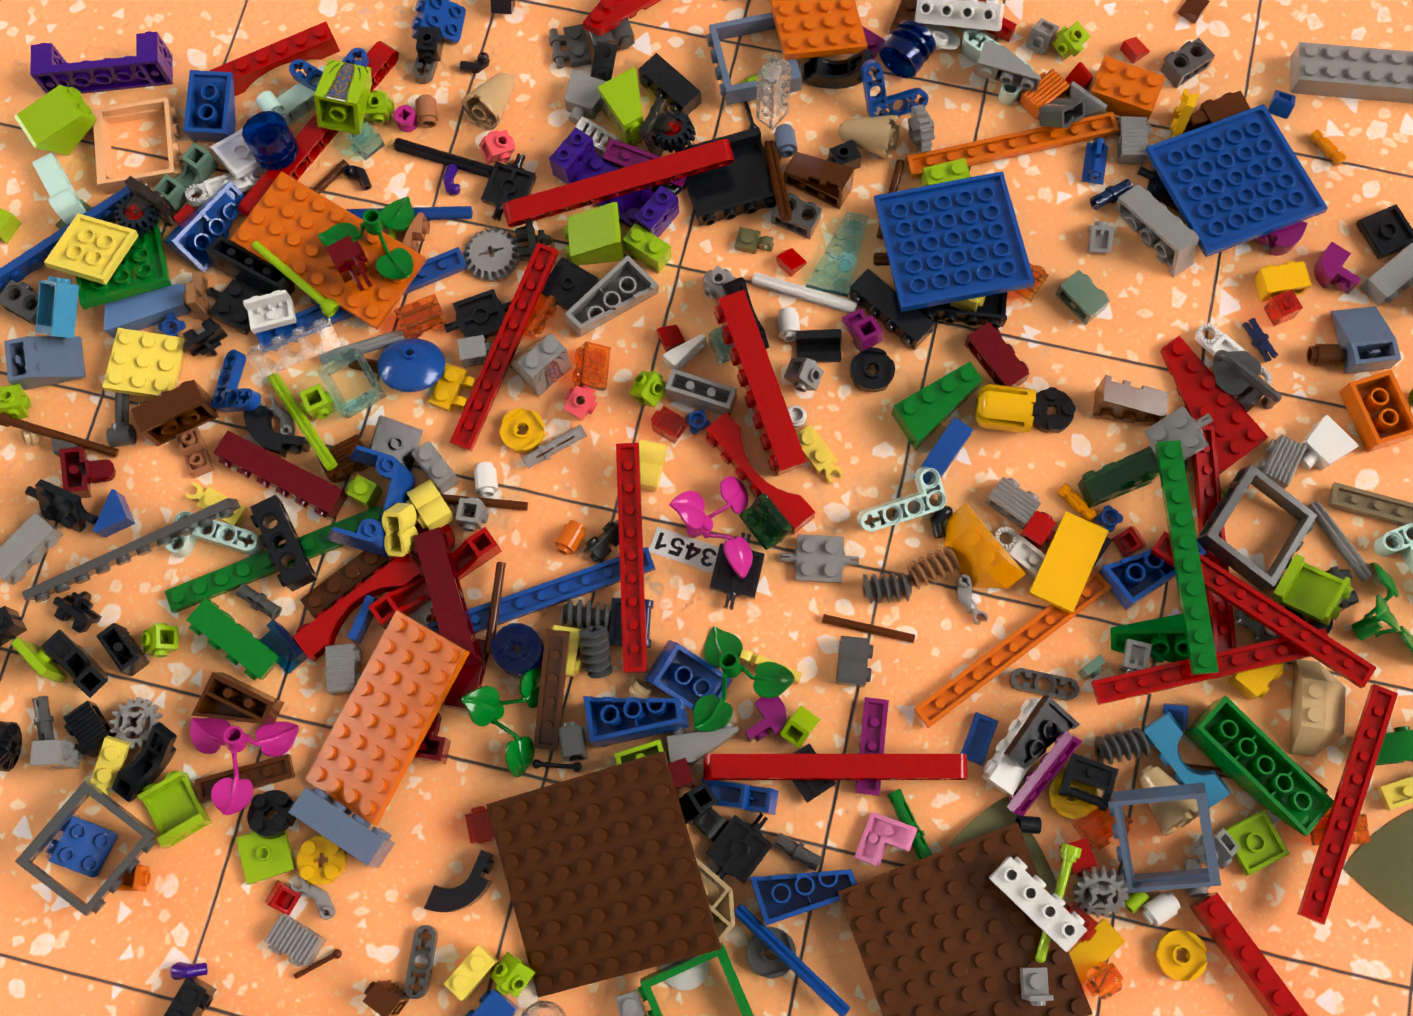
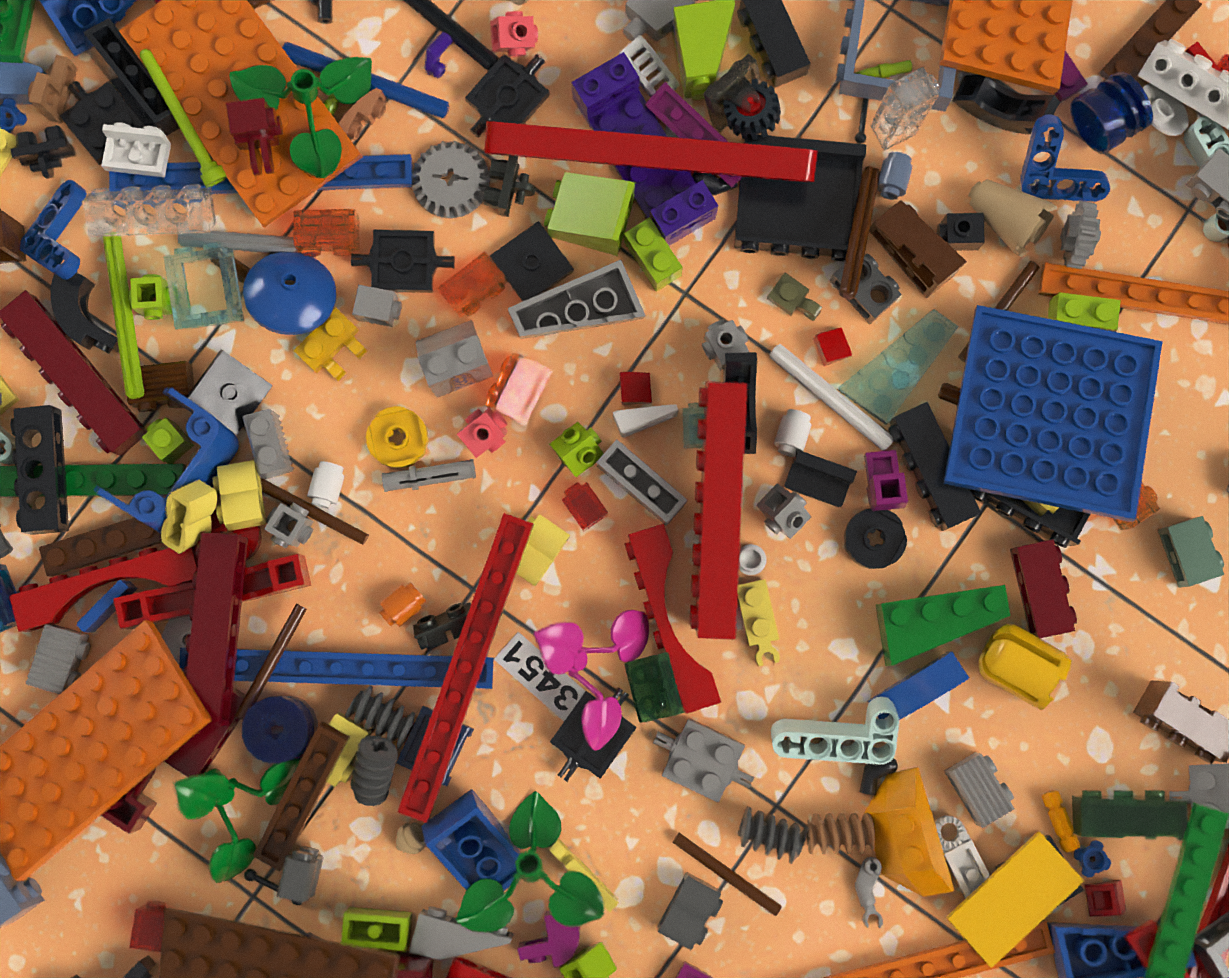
camera: 20 degrees right, 10 degrees up
(285, 419) = (103, 312): light grey arm -> none
(504, 347) = (417, 317): red plate -> none
(632, 718) = (380, 872): blue wedge -> none
(693, 417) = (617, 509): blue plate -> none
(1039, 529) = (996, 839): red brick -> none
(1064, 408) = (1099, 693): black plate -> none

